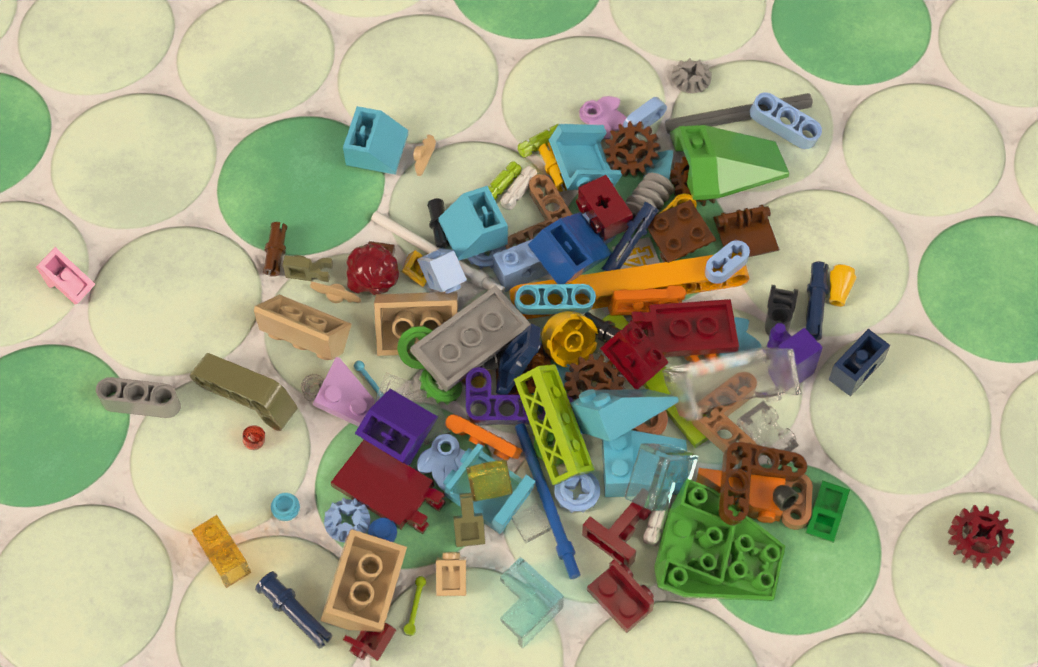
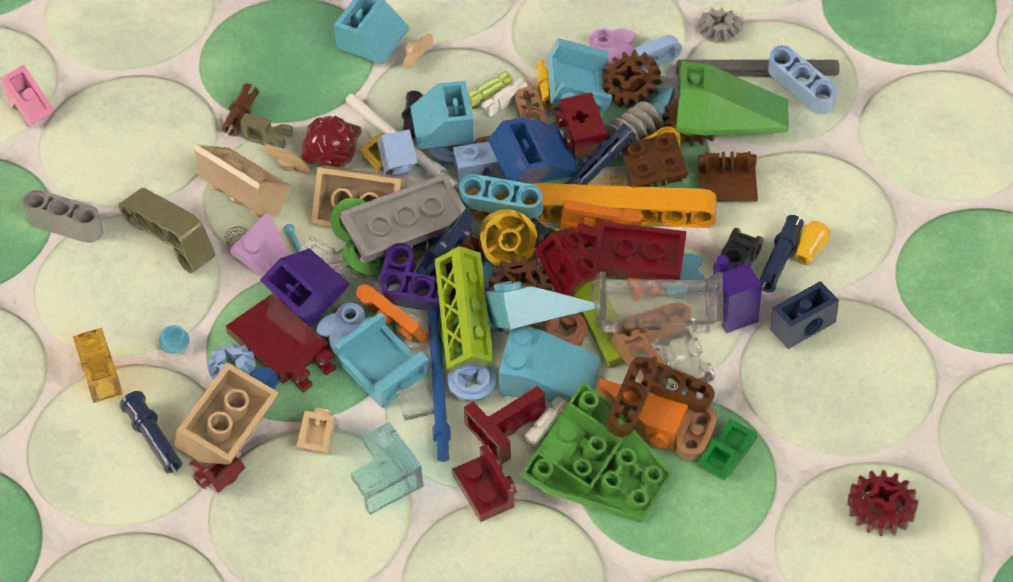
camera: 15 degrees right, 10 degrees down
(257, 436) = (167, 272): clear red hinge -> none
(410, 628) = (261, 473): lime hinge -> none
(468, 526) = (349, 391): olive plate -> none
(489, 480) = (381, 348): clear yellow panel -> none
(525, 148) = (524, 63): lime axle -> none
(657, 472) = (552, 372): clear light blue panel -> none
(730, 266) = (693, 195): light blue beam -> none
(784, 497) = (679, 419): pearl dark grey hinge -> none

